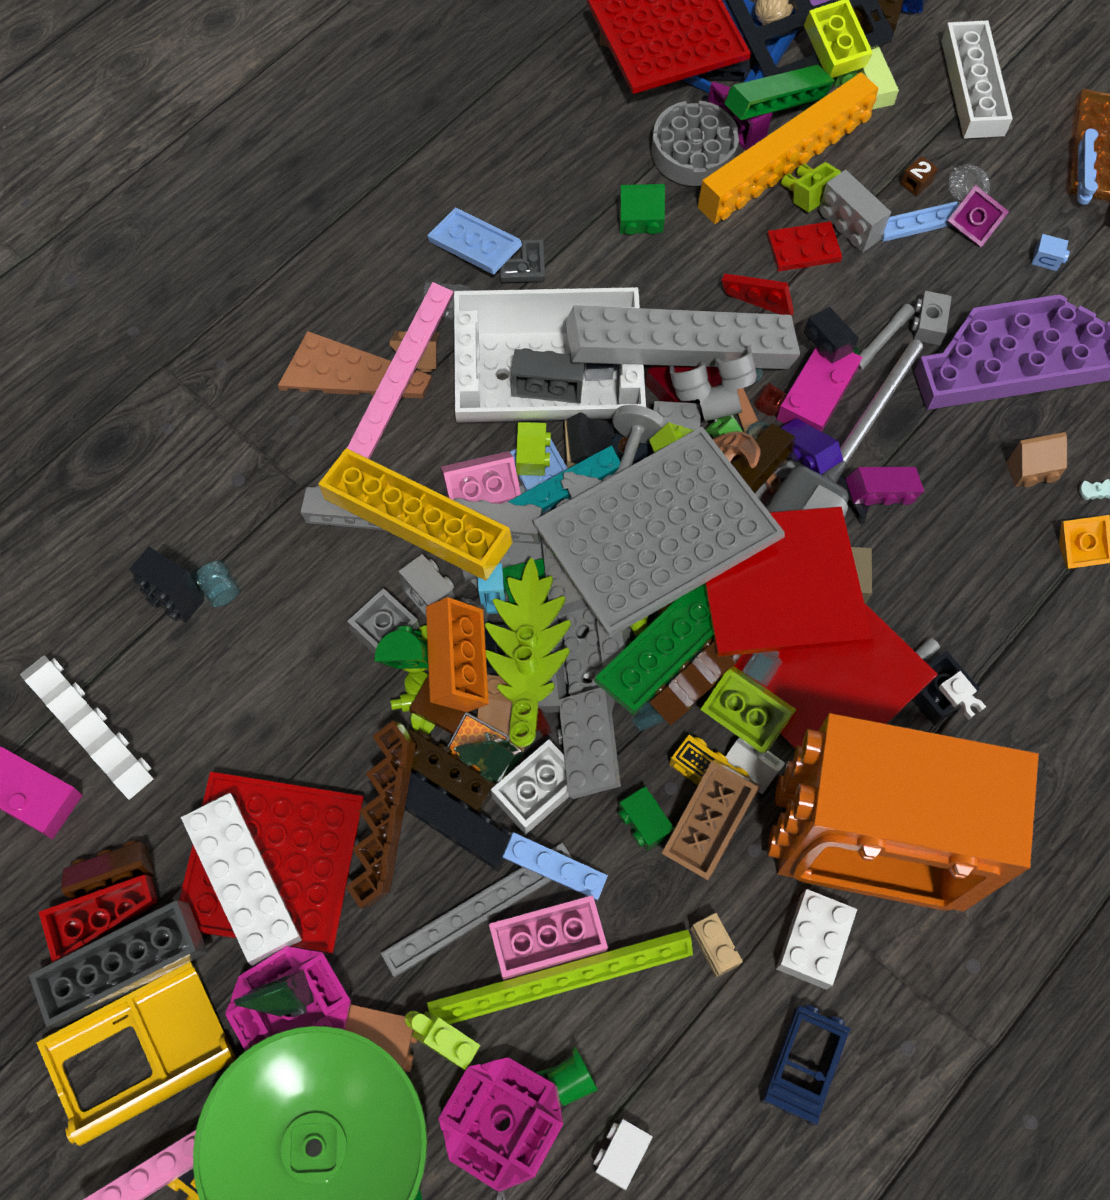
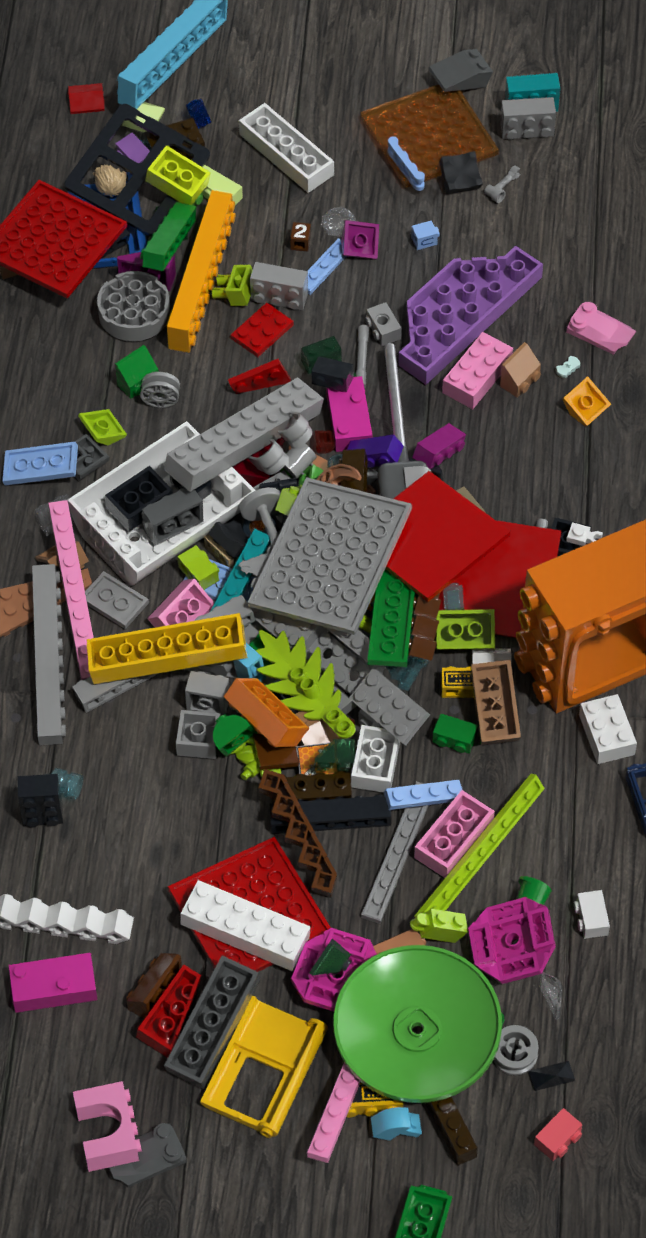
camera: 35 degrees left, 10 degrees down
(313, 438) = (47, 655): none -> light grey brick
(428, 425) = (115, 600): none -> light grey plate
(530, 329) = (135, 494): none -> black brick
(566, 243) = (103, 426): none -> lime slope
(648, 240) = (160, 389): none -> light grey wheel
(677, 416) = (280, 484): none -> black axle
(716, 945) = (554, 771): tan brick -> none
(846, 305) = (325, 348): none -> clear green brick
(991, 429) = (476, 370): none -> bright pink brick

